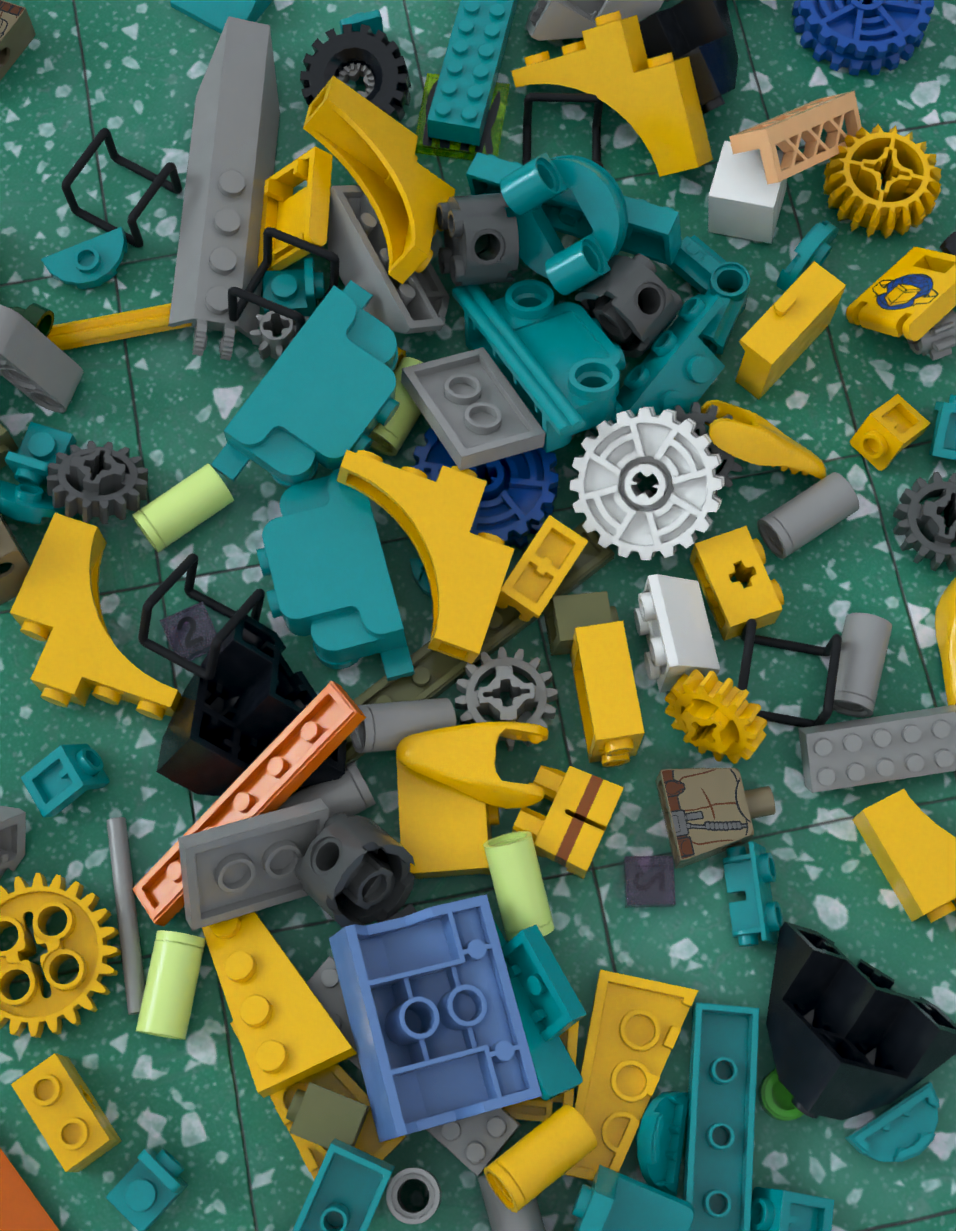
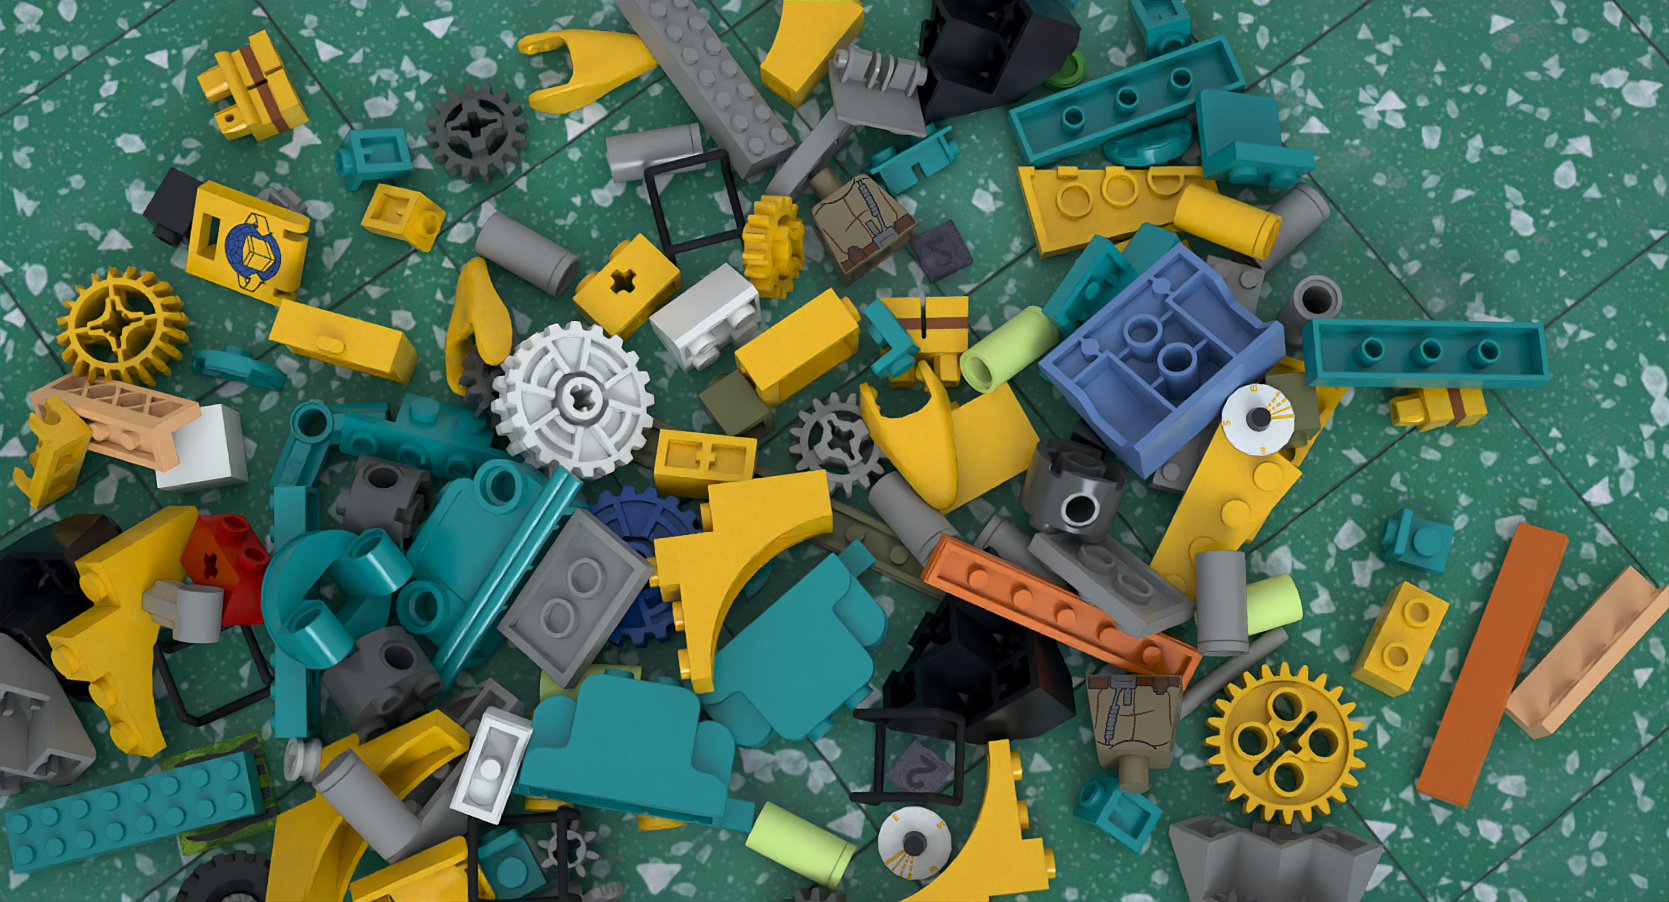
camera: 115 degrees left, 5 degrees up
(123, 822) = (1135, 724): none -> dark tan torso
(126, 600) = (914, 842): none -> white piece
(178, 947) = (1221, 603): none -> light grey pin
(327, 1073) = (1258, 419): none -> white piece
(368, 284) = (492, 765): none -> white slope
(379, 175) = (367, 803): none -> light grey pin
(454, 176) = (302, 759): none -> white bush
(575, 777) = (888, 331): none -> teal bracket
(605, 113) = (189, 610): none -> light grey piece
(635, 163) = (228, 556): none -> red brick
(790, 87) = (57, 453): none -> yellow hinge
(798, 808) = (810, 157): none -> light grey beam
(827, 885) = (877, 92): none -> light grey hinge

